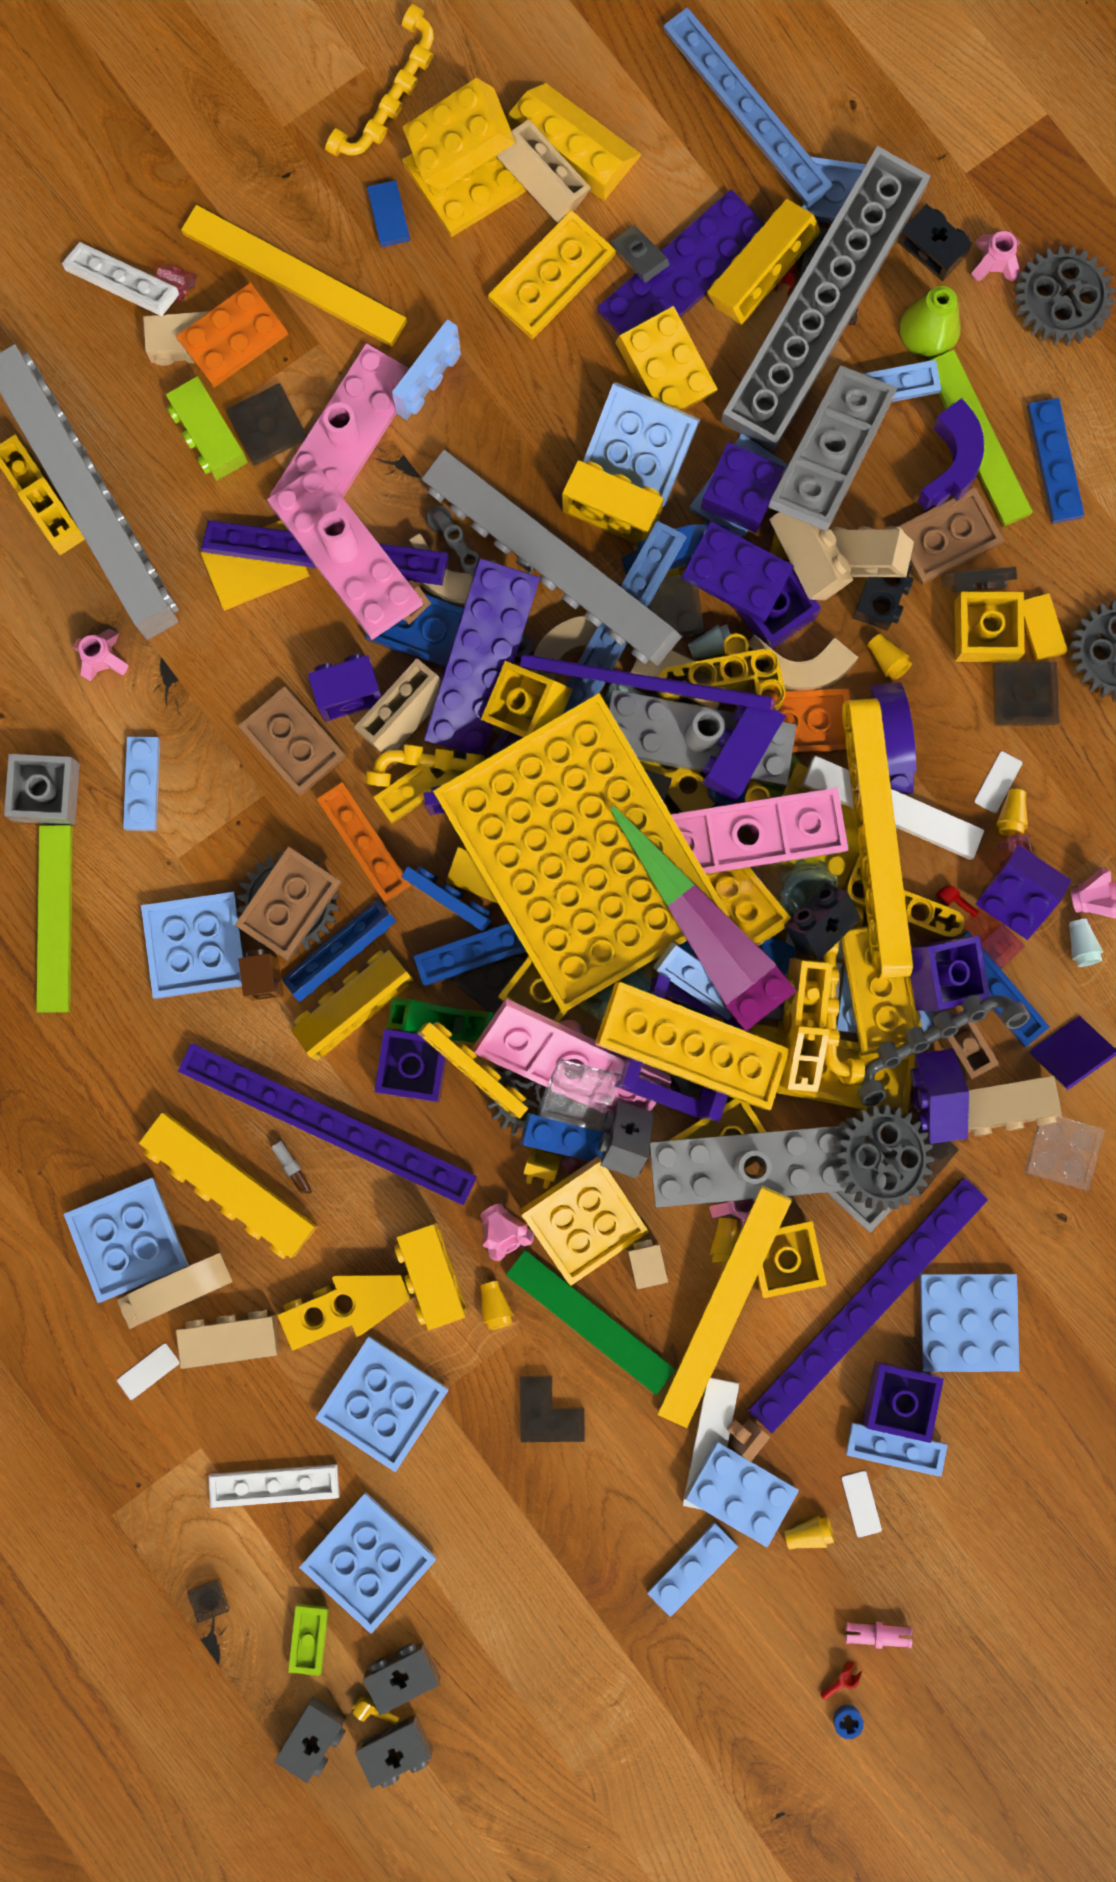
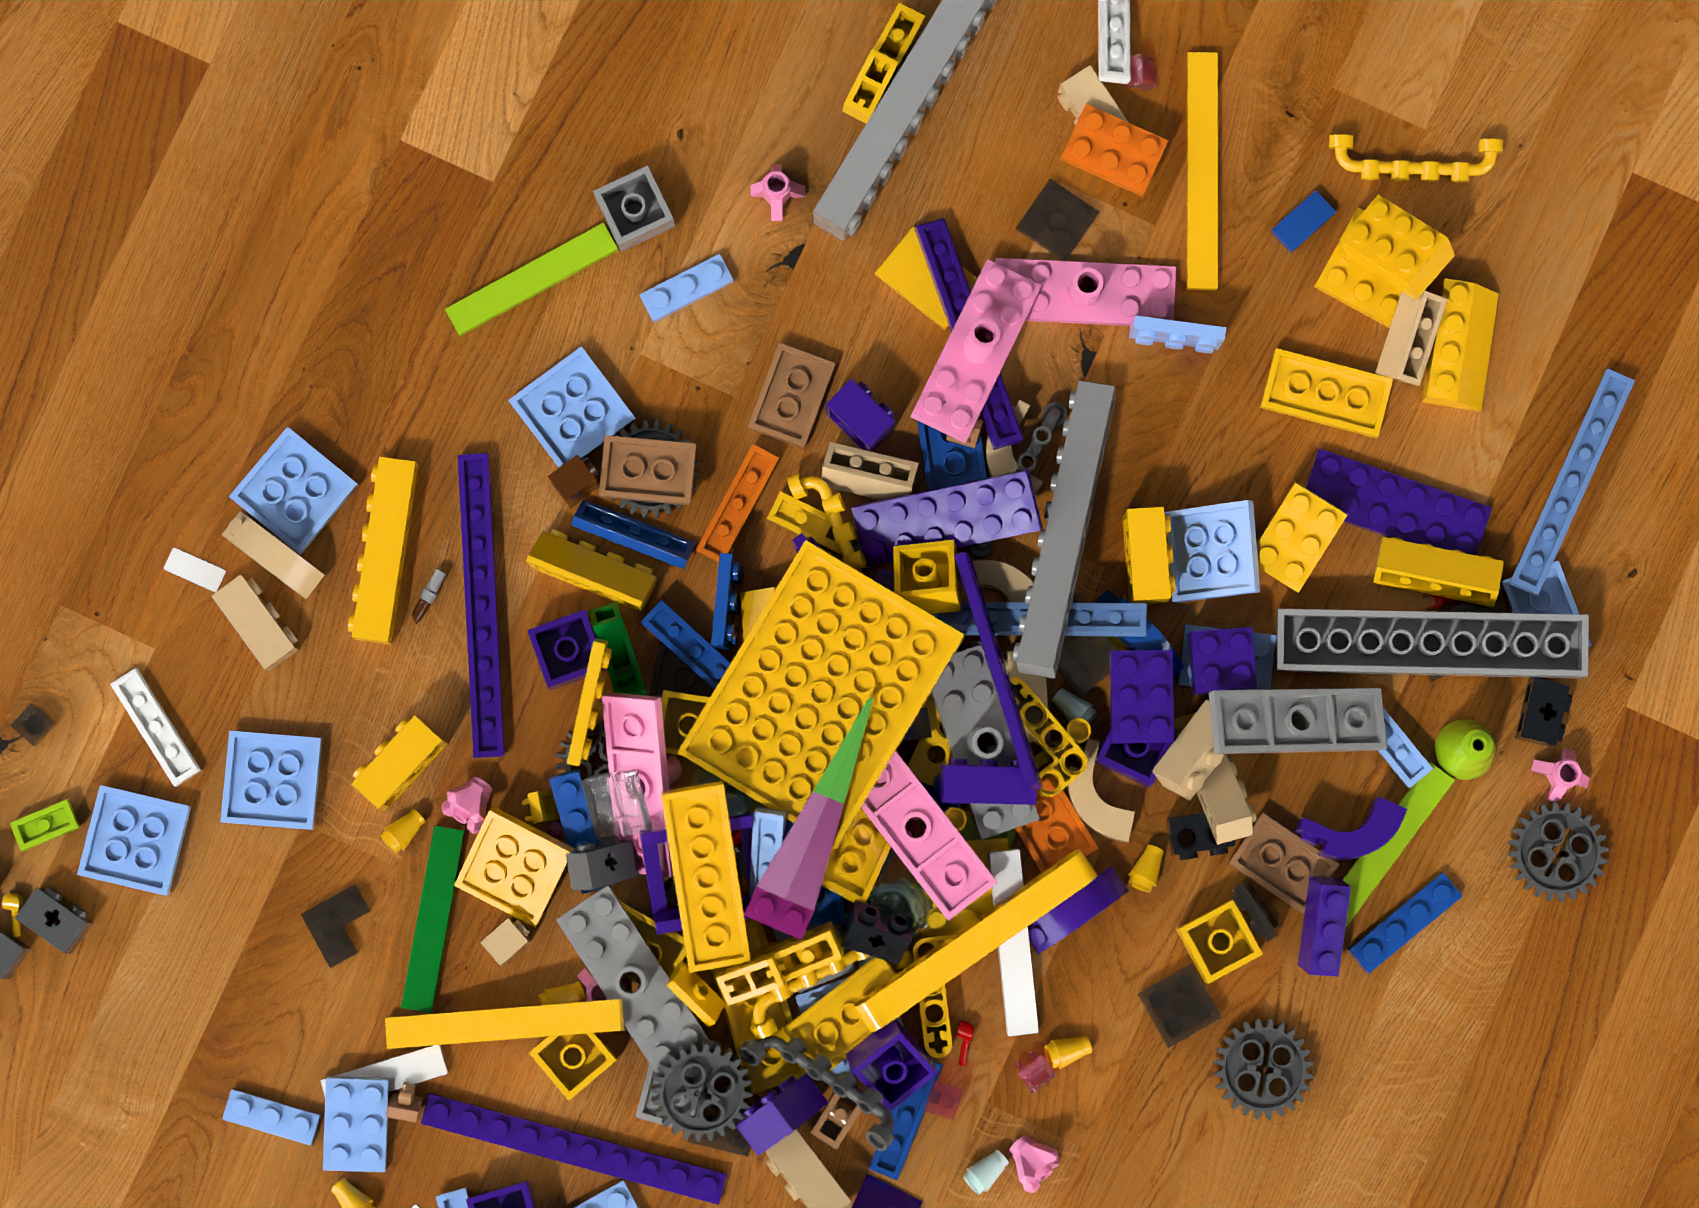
camera: 55 degrees right, 0 degrees up
(205, 429) = (1022, 171): lime brick -> none
(372, 1298) = (354, 724): yellow brick -> none
(640, 253) = (1386, 459): dark grey plate -> none
(791, 1115) = (696, 994): none -> yellow plate
(998, 782) = (1089, 1023): white sticker -> none
(1023, 892) = (998, 1093): dark purple brick -> none
(1025, 527) = (1324, 926): none -> dark purple brick
(1043, 628) = (1248, 989): yellow tile -> none

